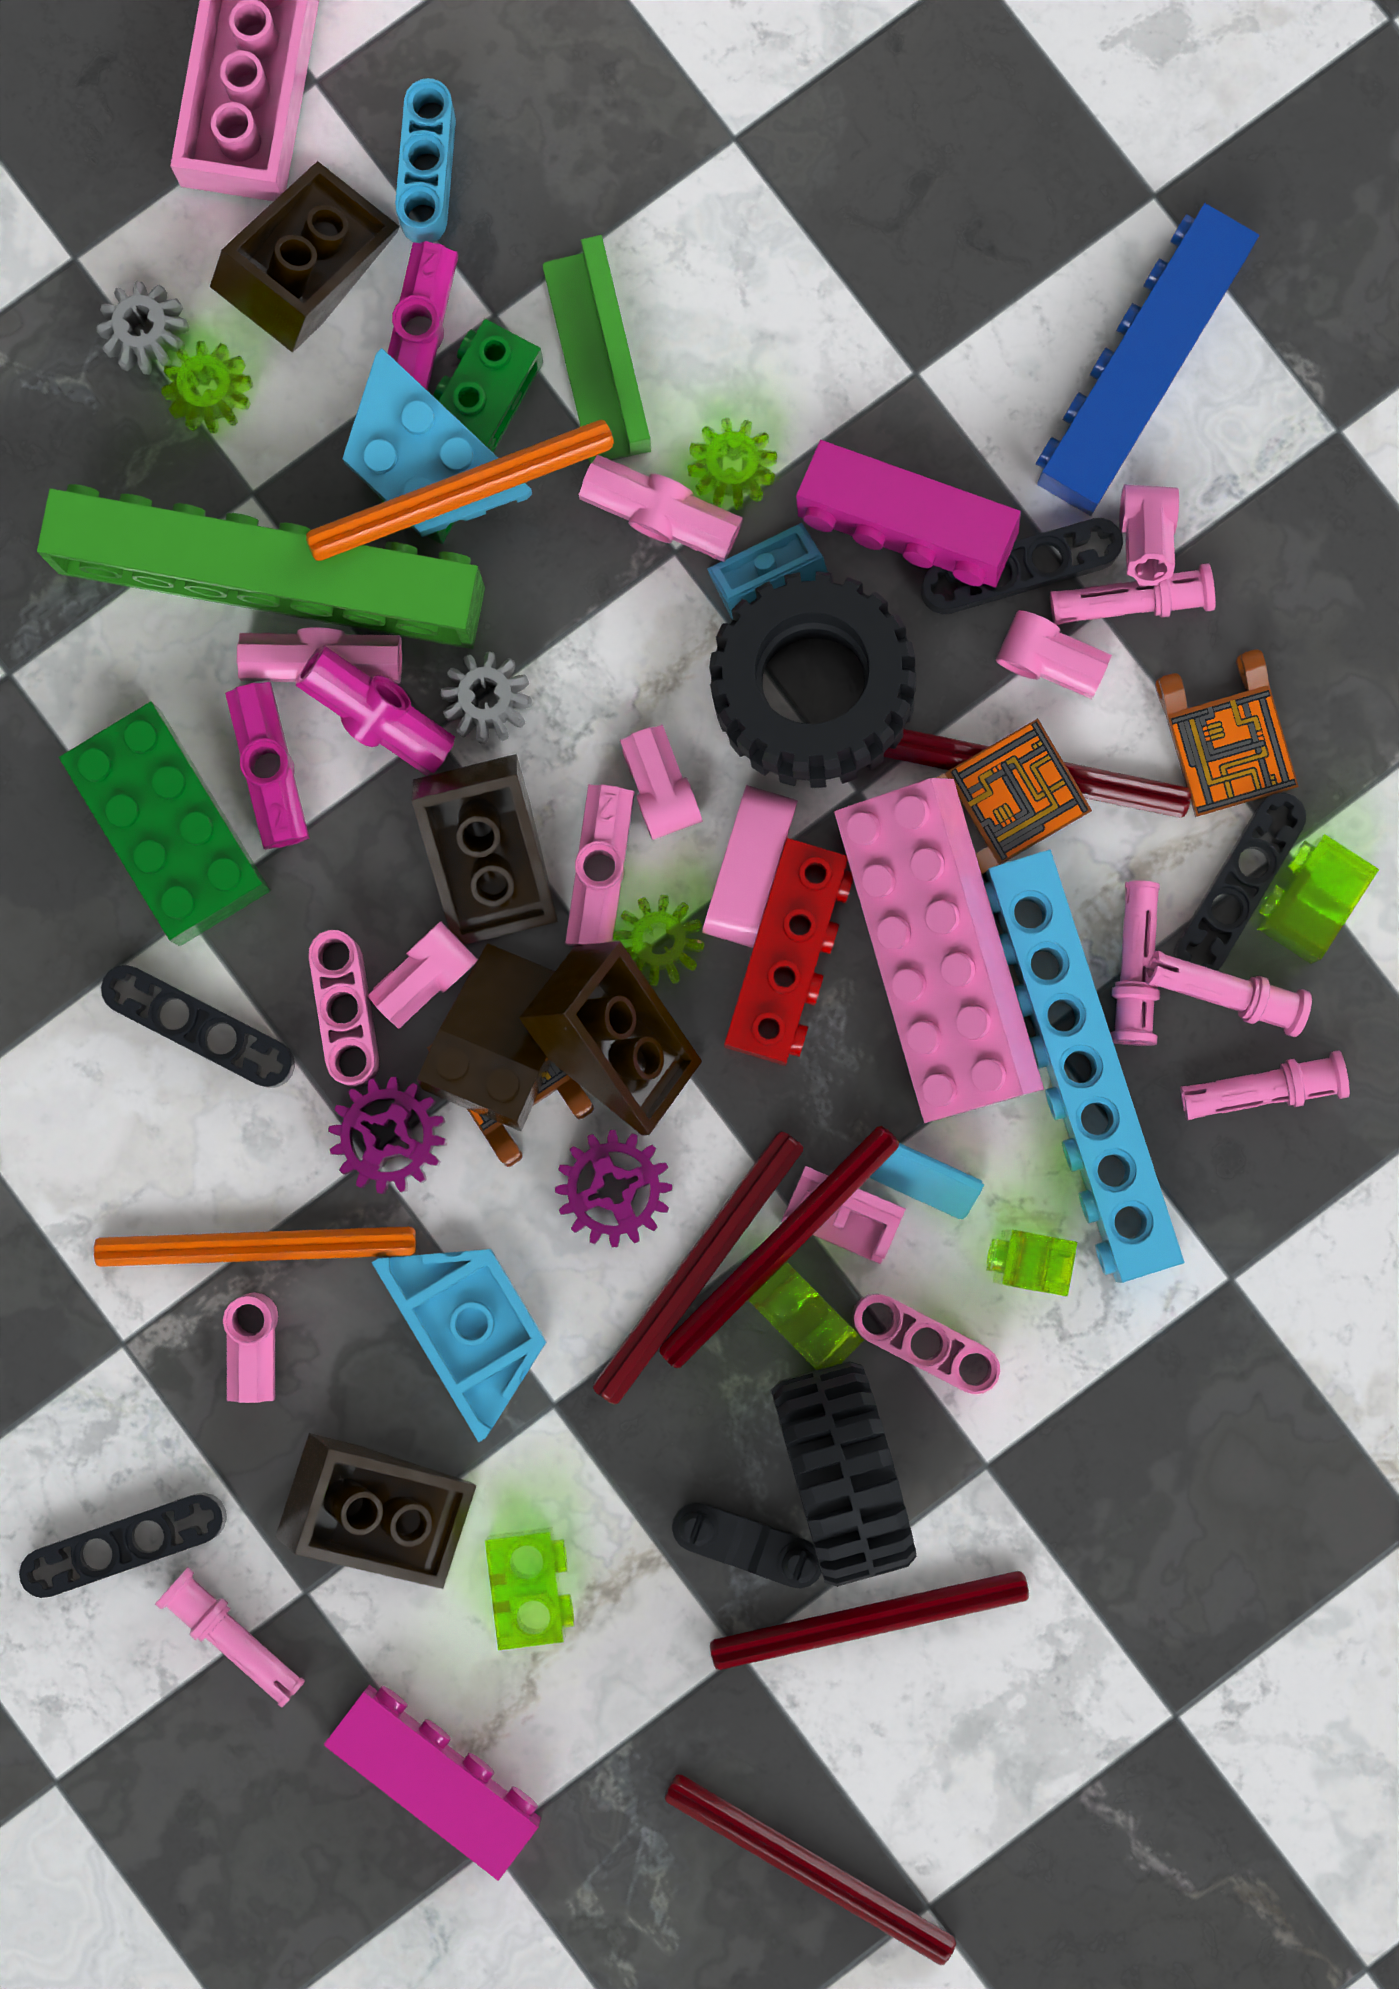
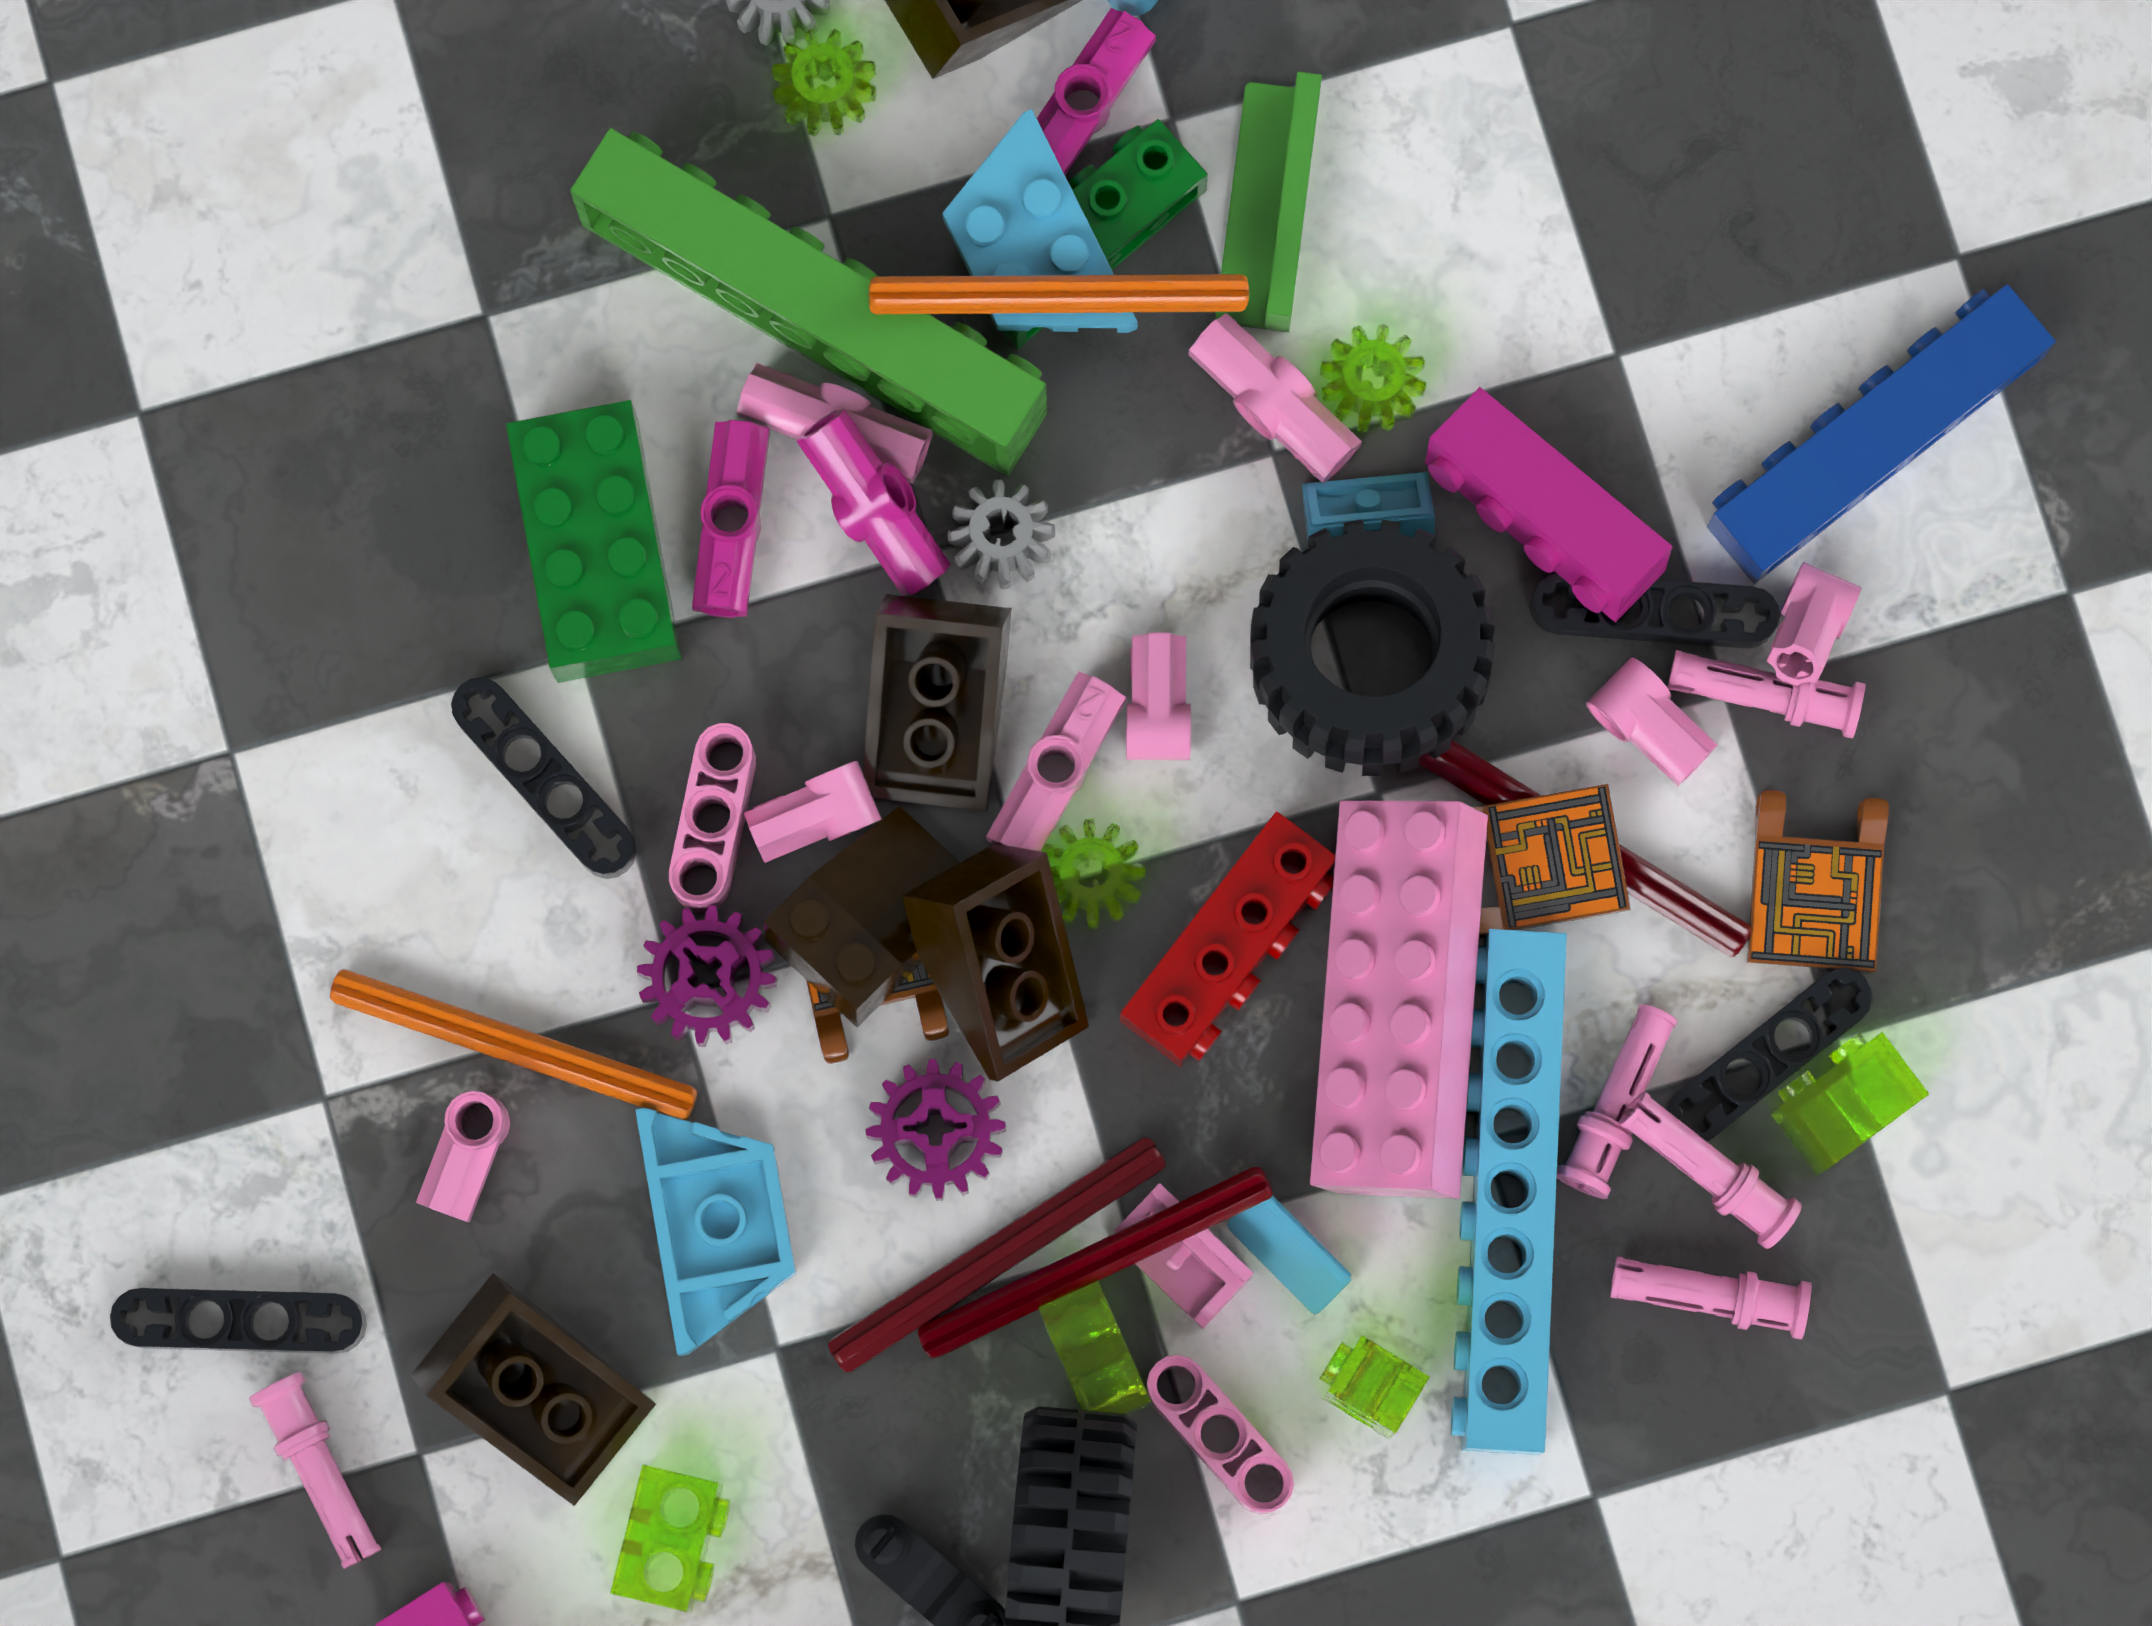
camera: 20 degrees right, 5 degrees down
(749, 866) = (1223, 827): bright pink beam -> none

